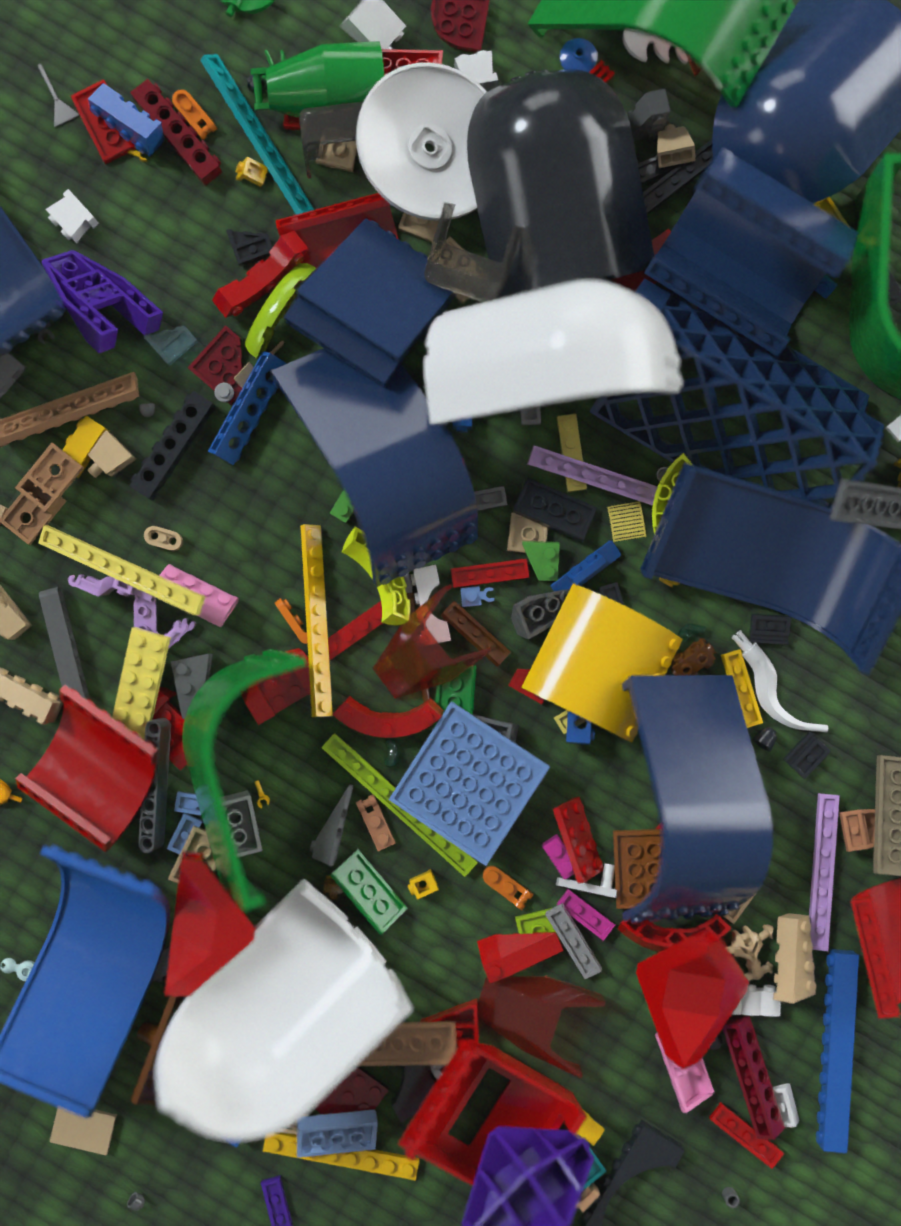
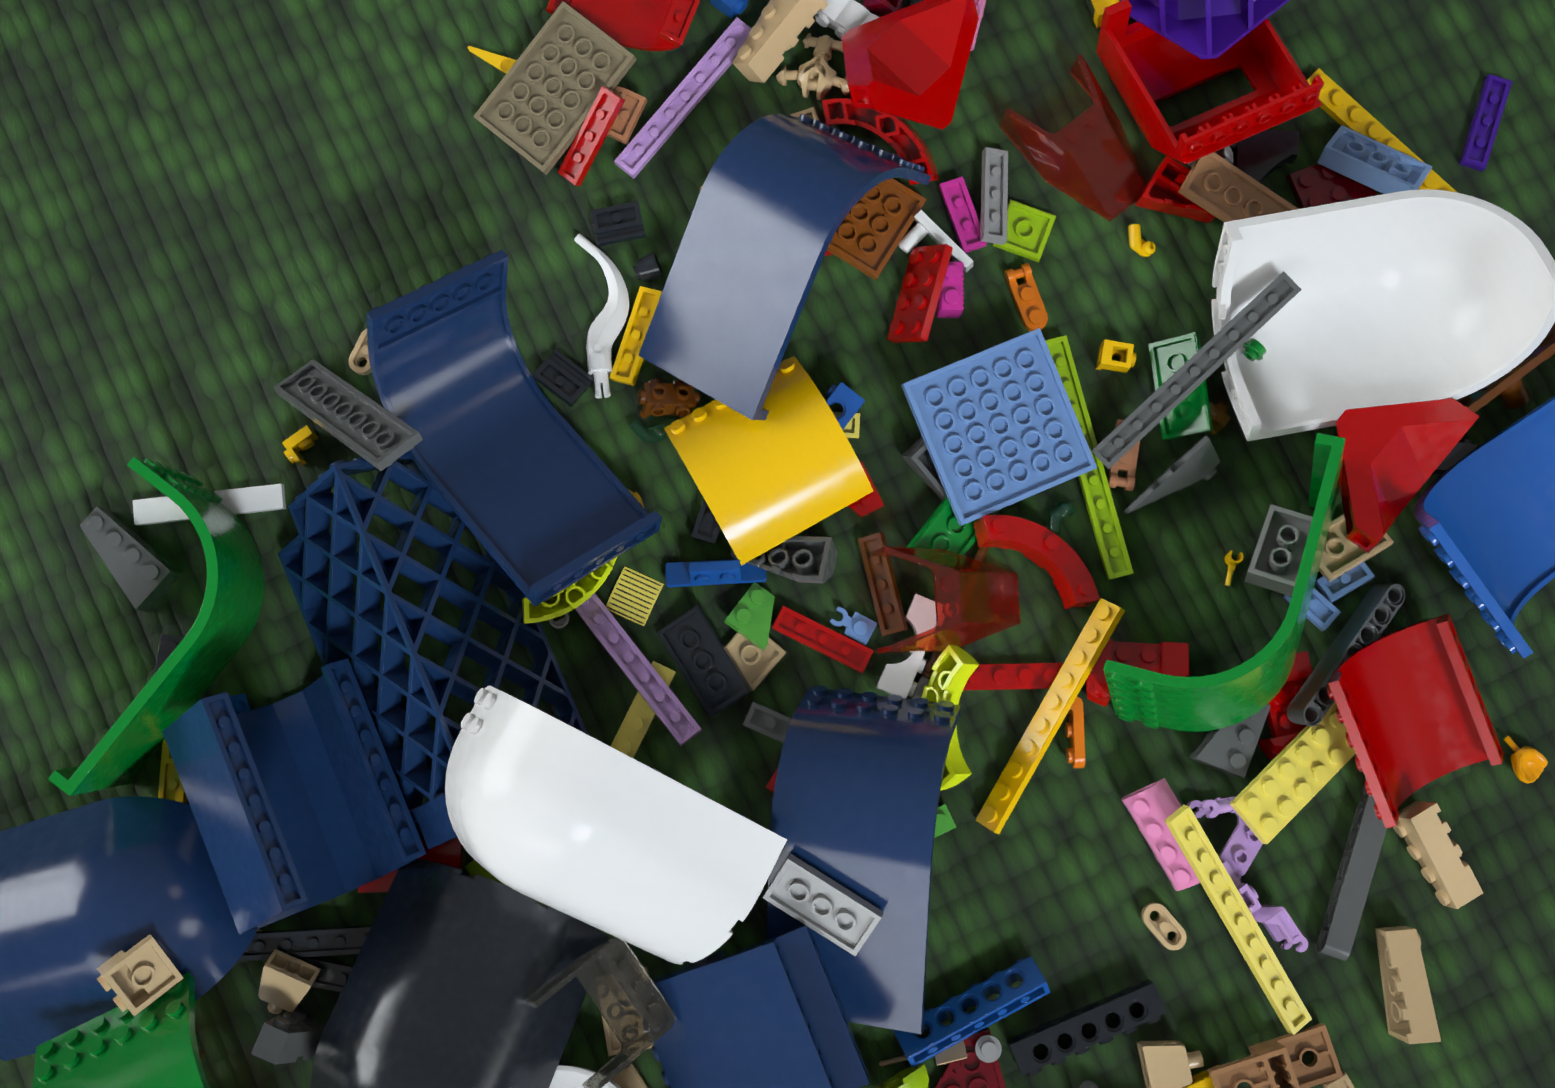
camera: 145 degrees left, 5 degrees down
(337, 945) = (1253, 350): none -> green plate
(366, 906) = (1196, 369): none -> dark grey plate
(382, 402) = (823, 905): none -> light grey plate
(459, 973) = (1137, 244): none -> yellow arm
(513, 952) = (1067, 224): red wedge -> none
(764, 82) = (138, 975): none -> tan plate
(866, 801) = (591, 136): none -> red plate

